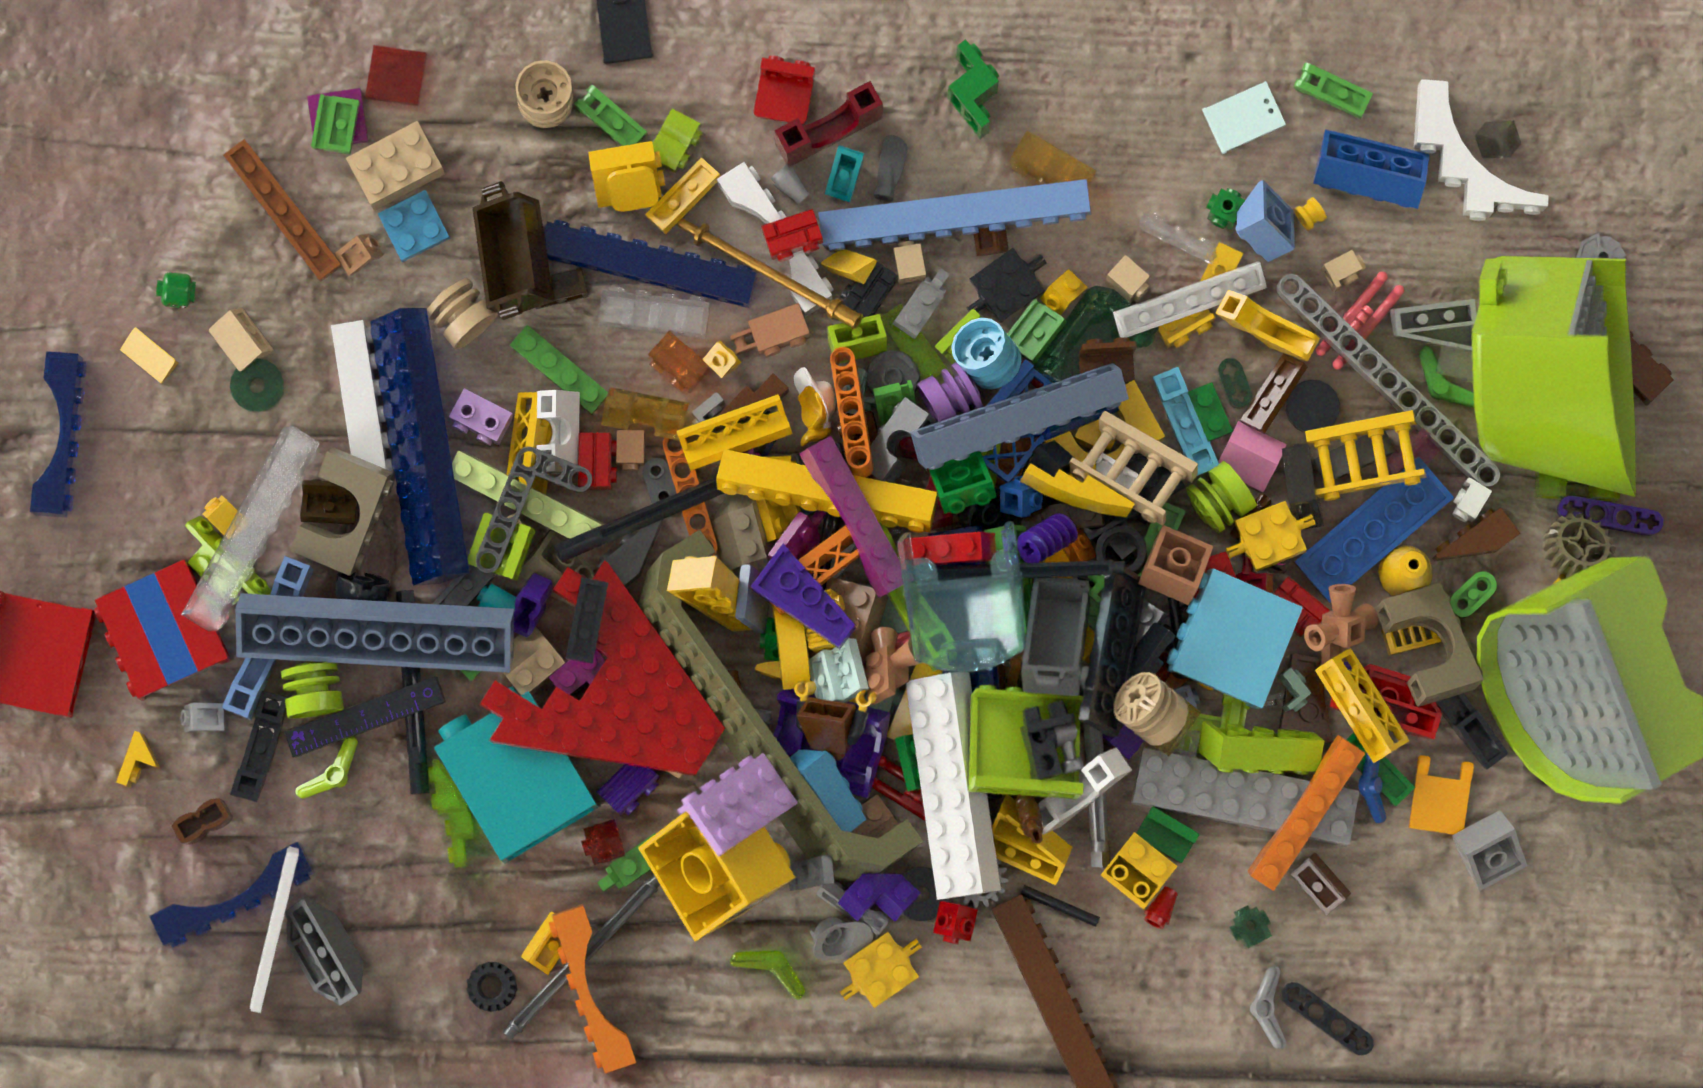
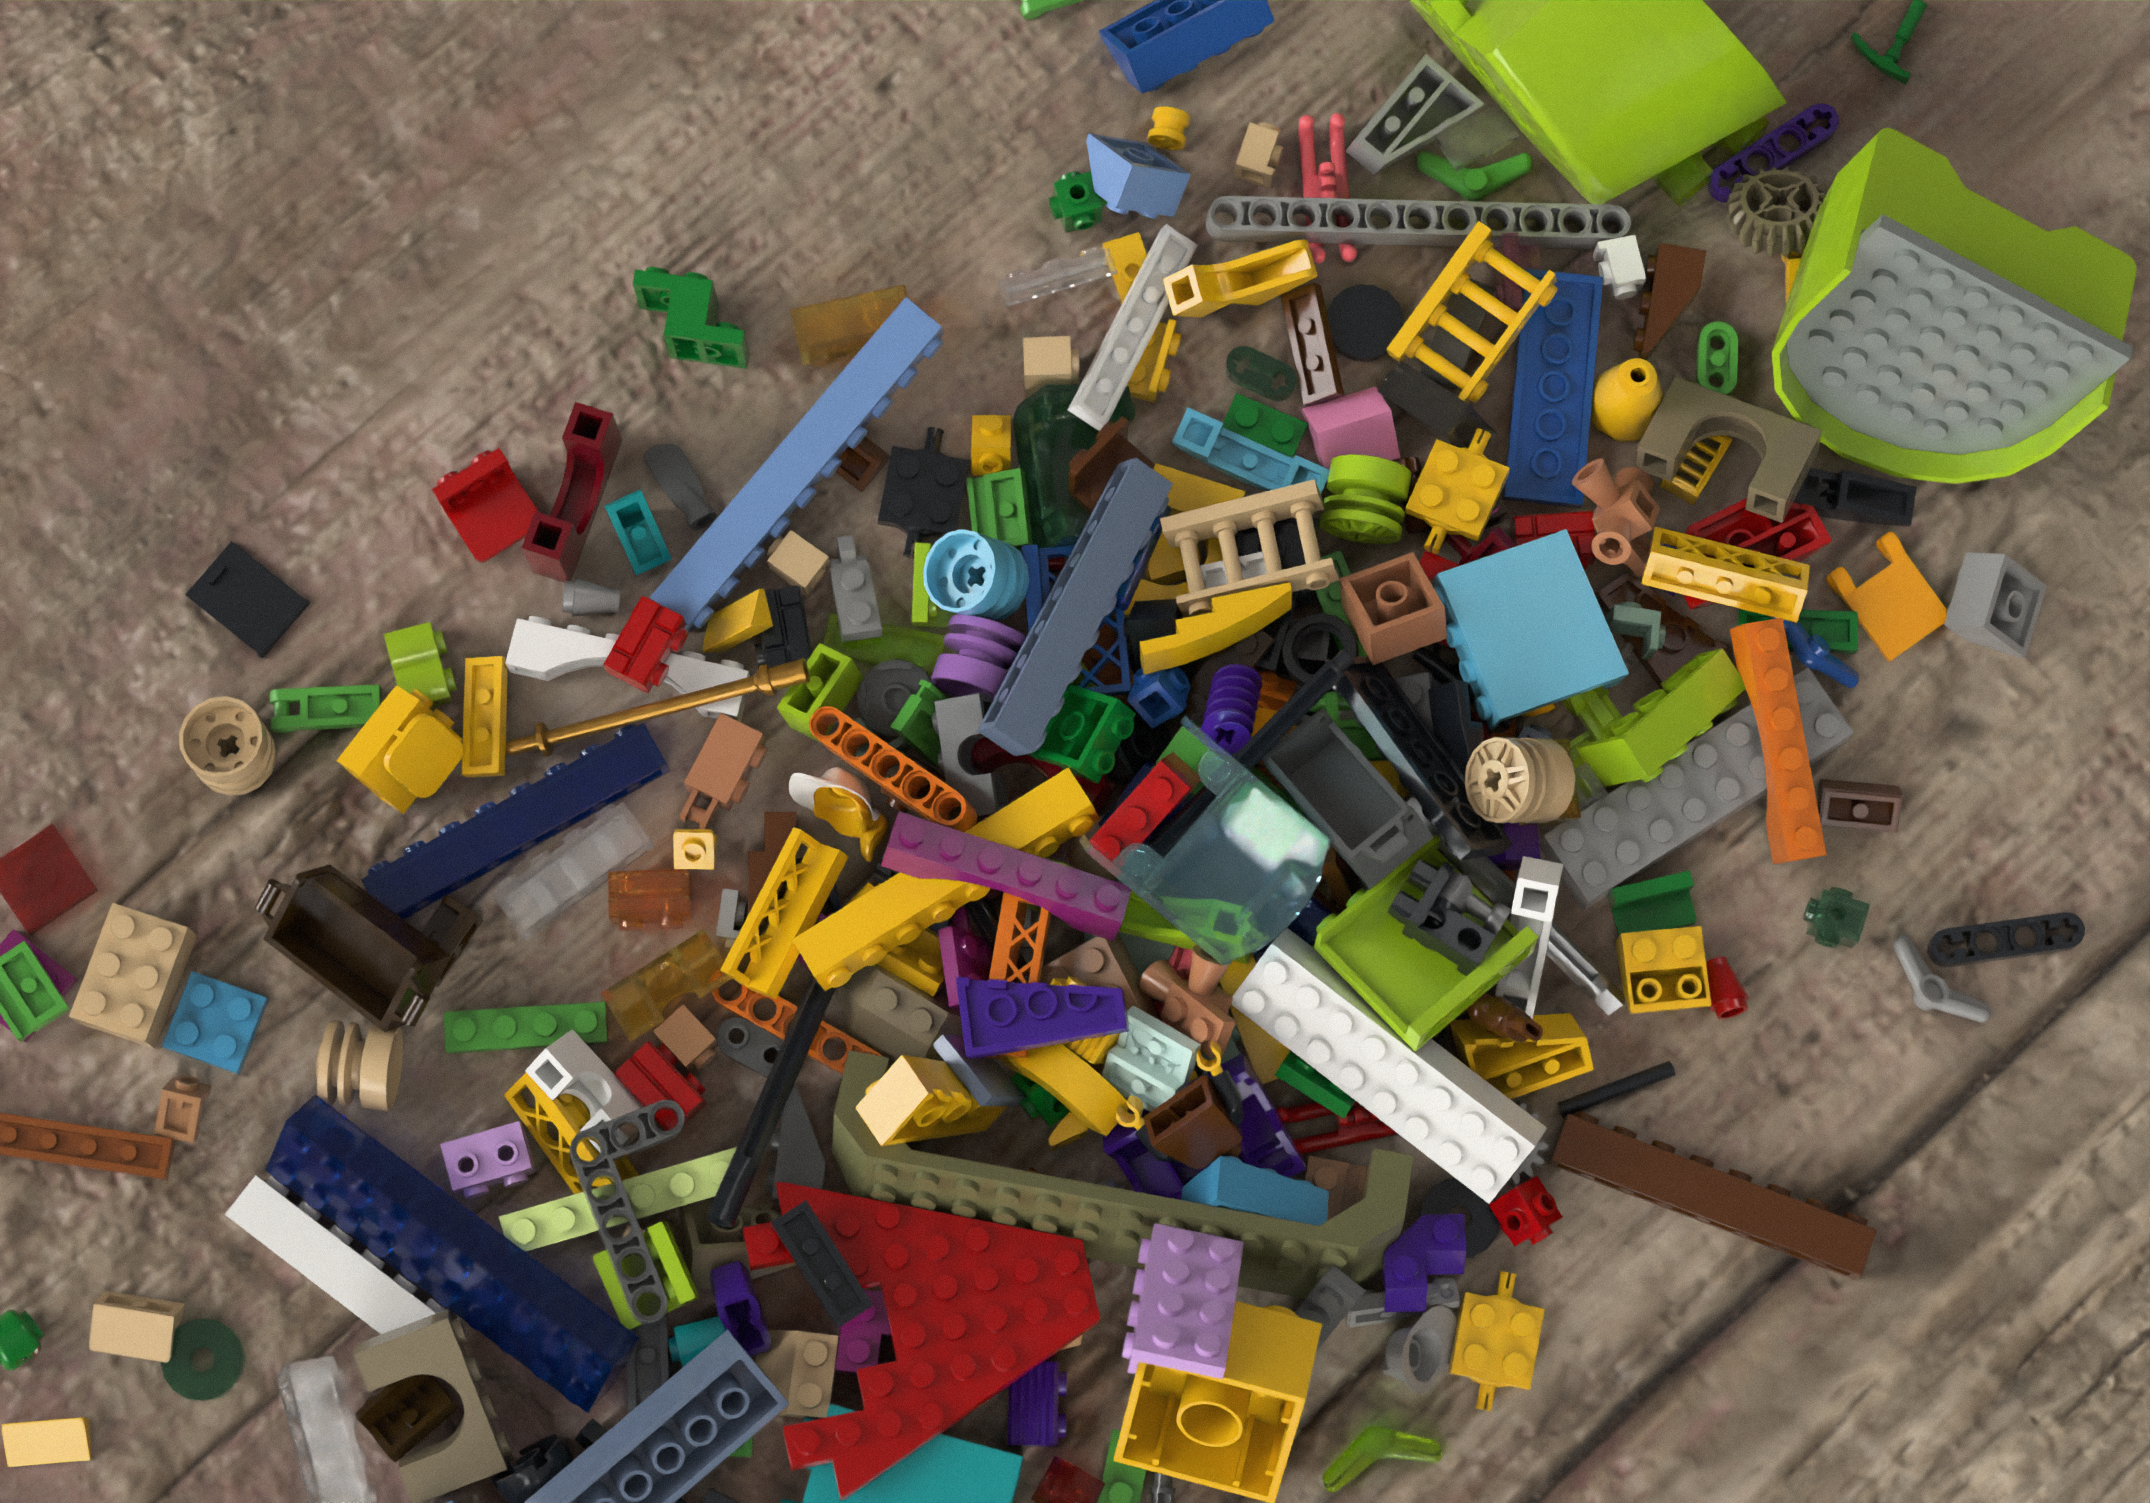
camera: 45 degrees left, 5 degrees down
(1244, 117) = (1003, 94): light aqua container -> none

